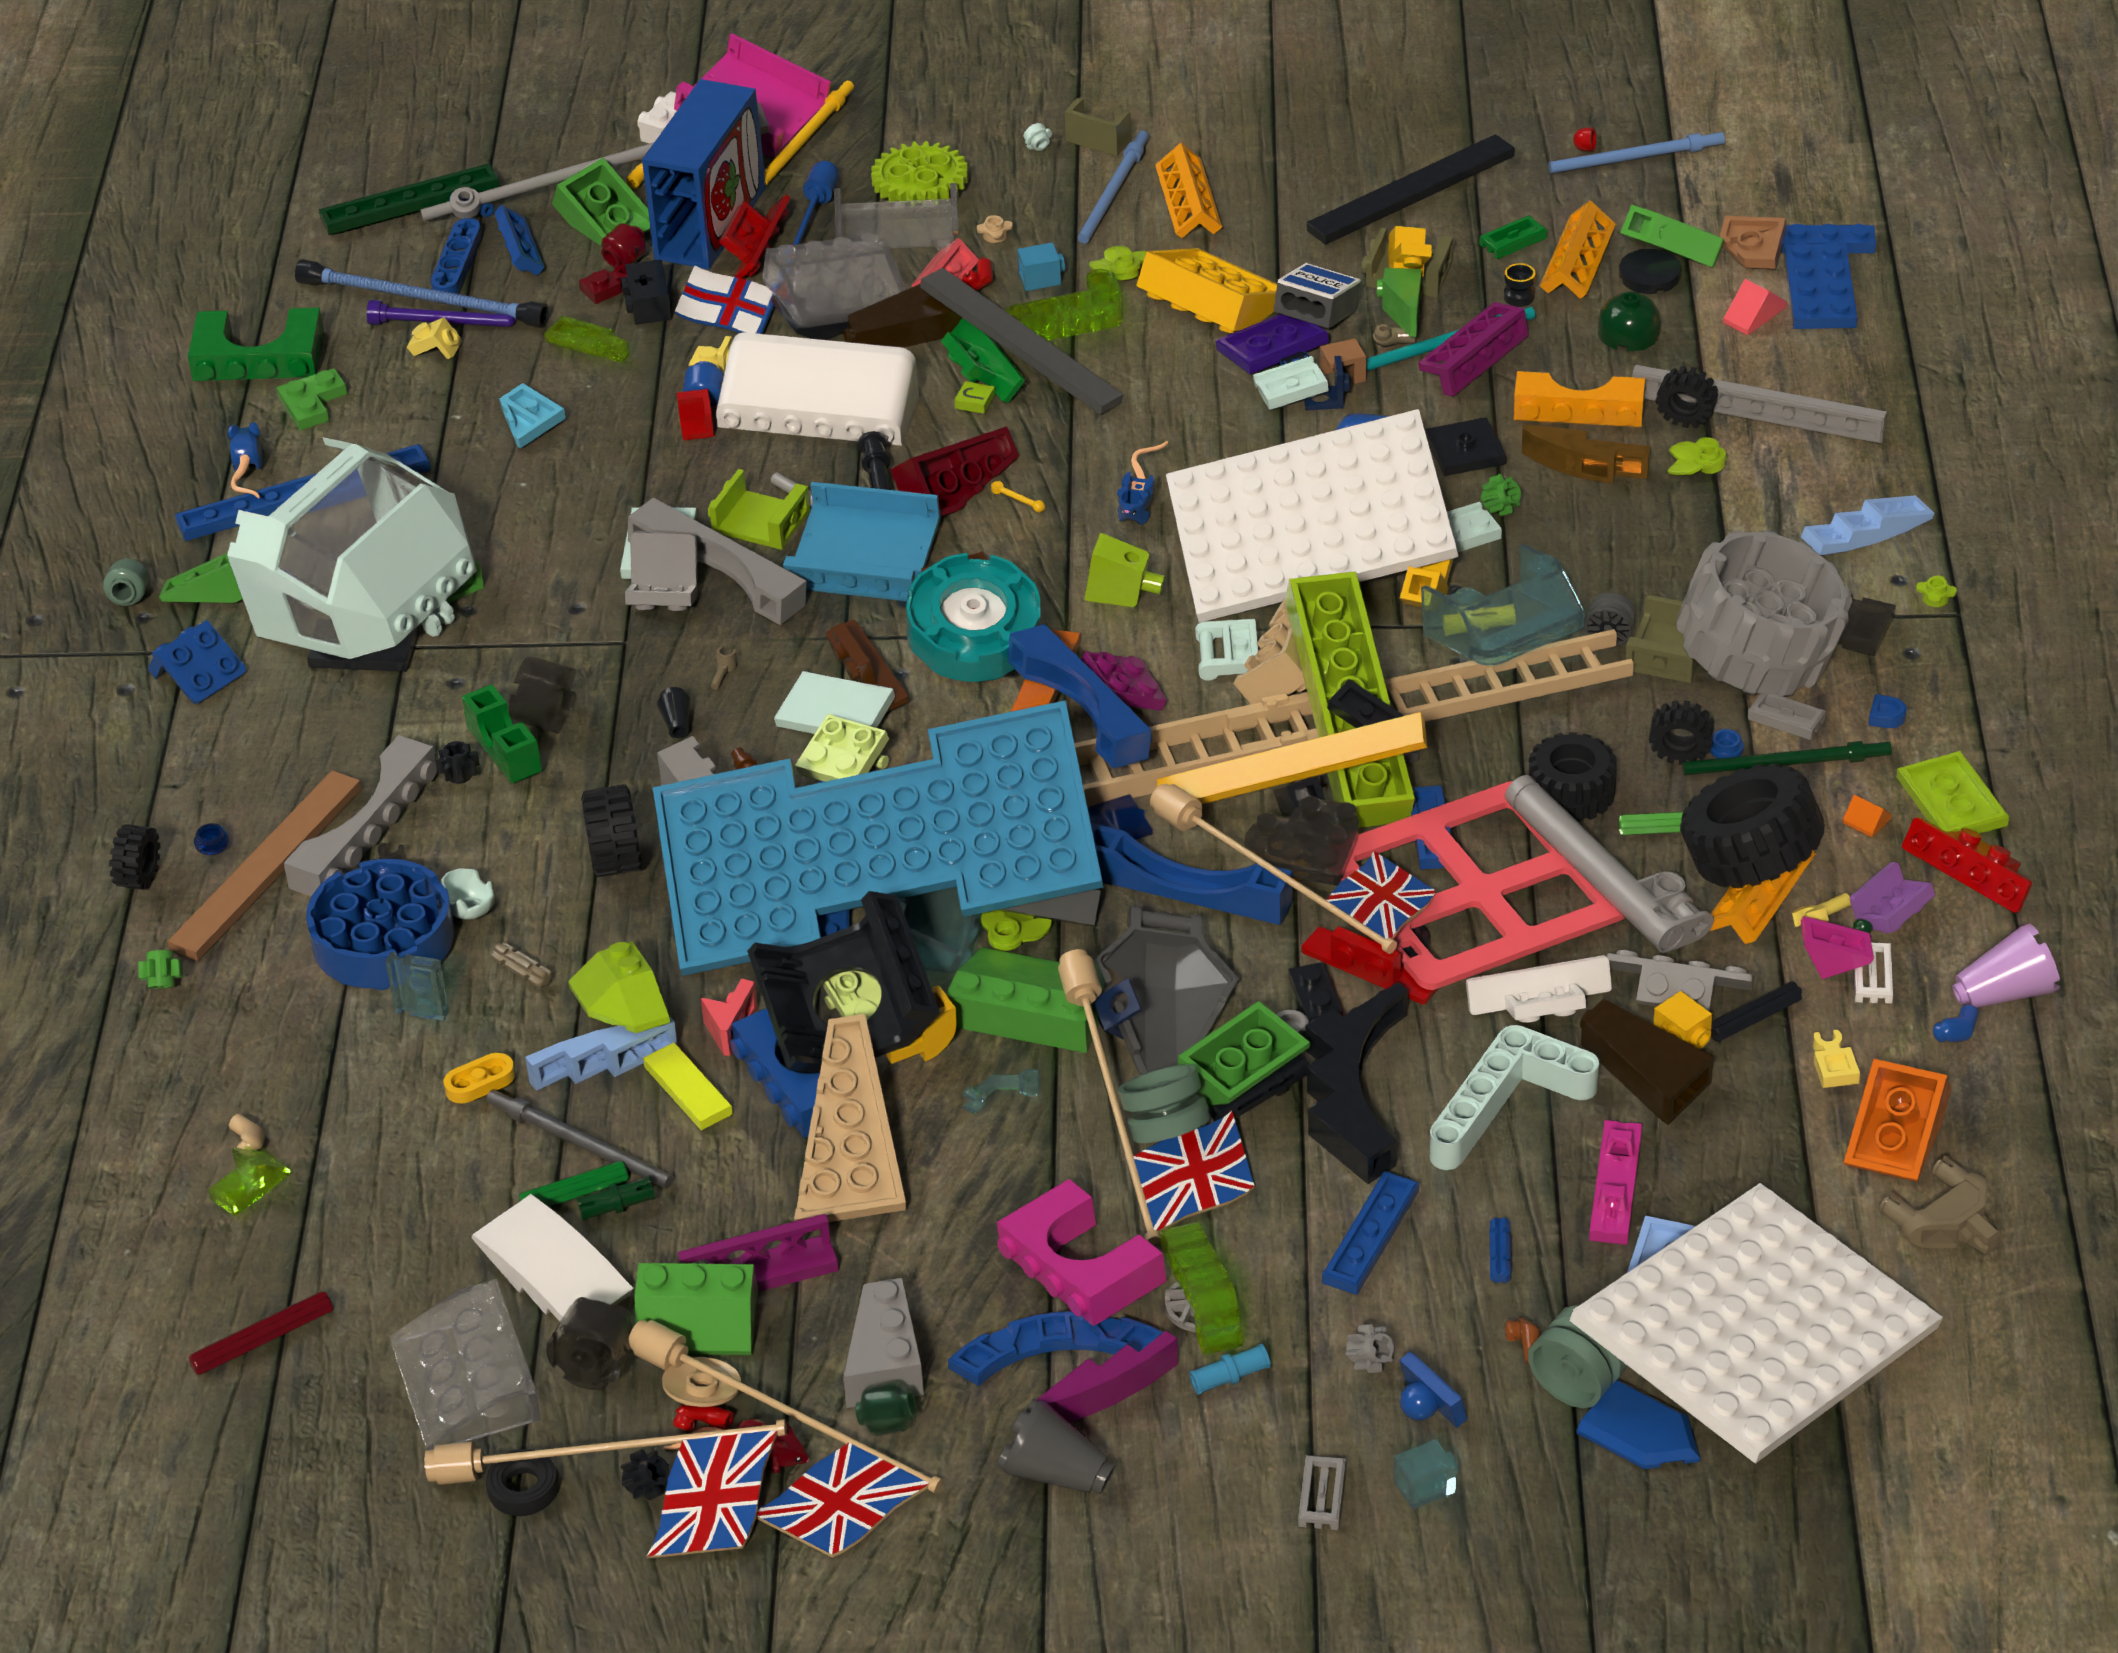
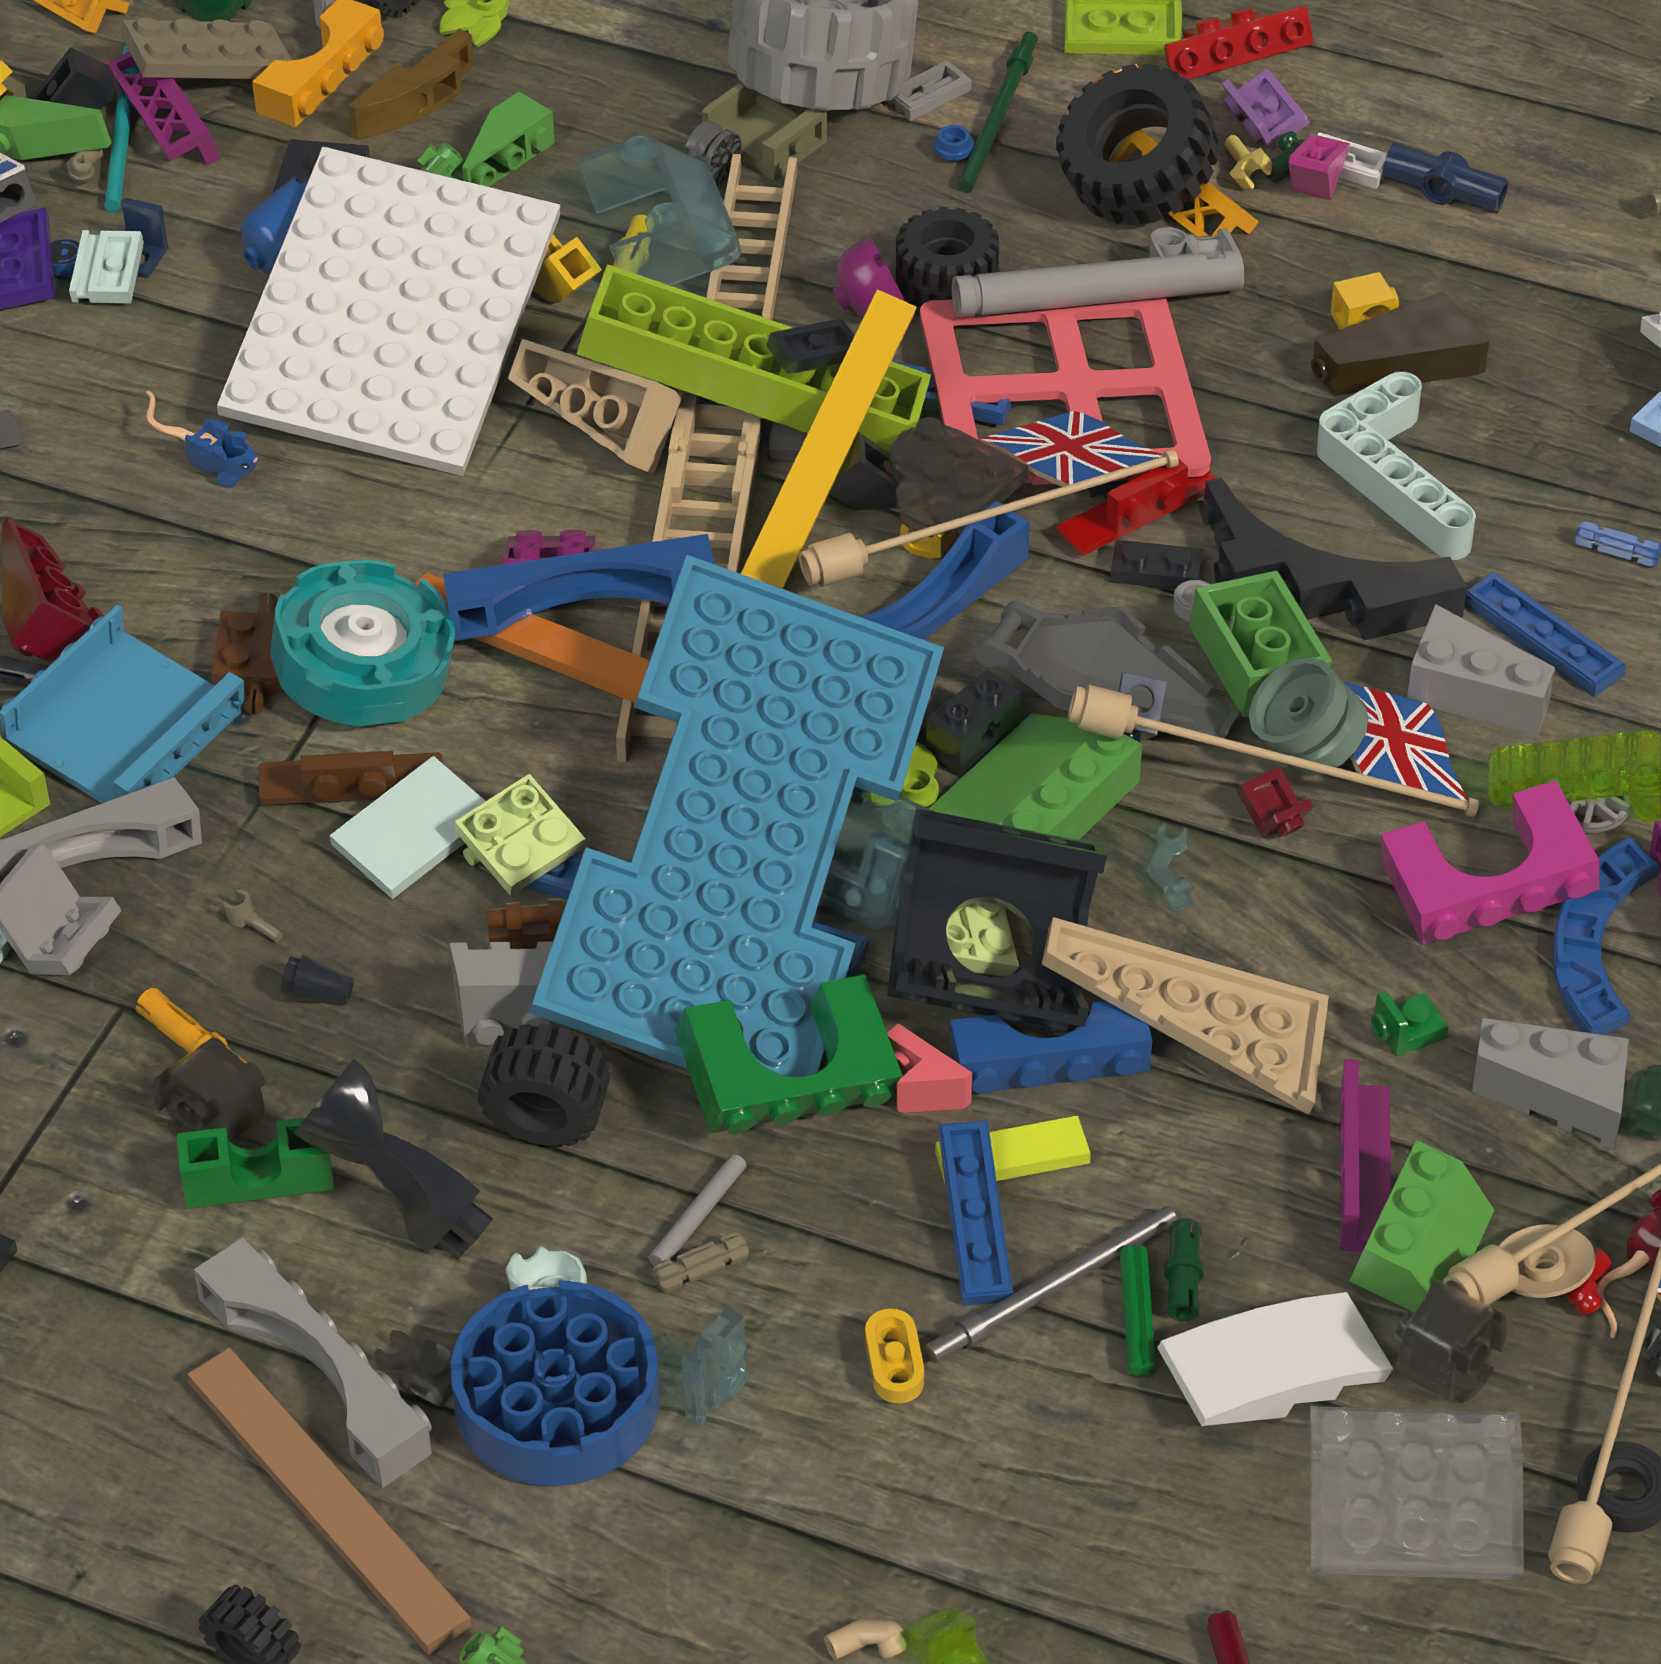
camera: 70 degrees left, 5 degrees up
(211, 839) = (237, 1538): clear blue plate -> none
(457, 762) = (269, 1227): black gear -> none
(495, 810) = (425, 1189): none -> black hips
(556, 950) = (698, 1210): none -> light grey bar
(586, 698) = (174, 1021): none -> light orange pin
(595, 1052) = (922, 1212): light blue slope -> none
(618, 1078) = (975, 1212): none -> blue tile
(620, 989) = (839, 1152): lime wedge -> none
(648, 920) = (741, 1092): none -> green arch
(906, 1255) = (1407, 1023): none -> green bracket
(998, 487) = (88, 571): yellow hinge -> none
(1072, 930) = (973, 722): none -> black brick
(1085, 1122) = (1273, 804): none -> dark red bracket
(1120, 573) = (359, 503): lime torso -> none
(1238, 645) = (544, 449): light aqua plate -> none
(1286, 1194) = (1479, 675): none -> light grey wedge
(1351, 355) = (103, 206): medium nougat panel -> none
(1458, 300) = (78, 82): none -> black slope
(1512, 740) = (859, 276): none -> magenta cylinder
(1519, 286) = (81, 33): black wheel -> none
(1540, 989) = (1262, 392): white bracket -> none
(1541, 338) = (202, 48): none -> dark tan plate
(1552, 516) = (508, 139): none -> bright green slope
(1615, 1182) = (1557, 430): dark pink hinge -> none
(1649, 823) = (1045, 221): bright green axle -> none
(1664, 978) = (1299, 294): light grey bracket -> none
(1681, 718) = (935, 157): black tyre -> none
(1755, 1011) = (1358, 243): black axle -> none
(1834, 1064) = (1470, 224): light yellow plate -> none
(1881, 1024) = (1445, 178): none -> dark blue piece
(1887, 712) = (968, 23): blue tile -> none
(1898, 1120) = (1579, 207): orange slope -> none
(1958, 1028) = (1459, 126): blue arm -> none
(2008, 972) = (1418, 58): lavender cone -> none

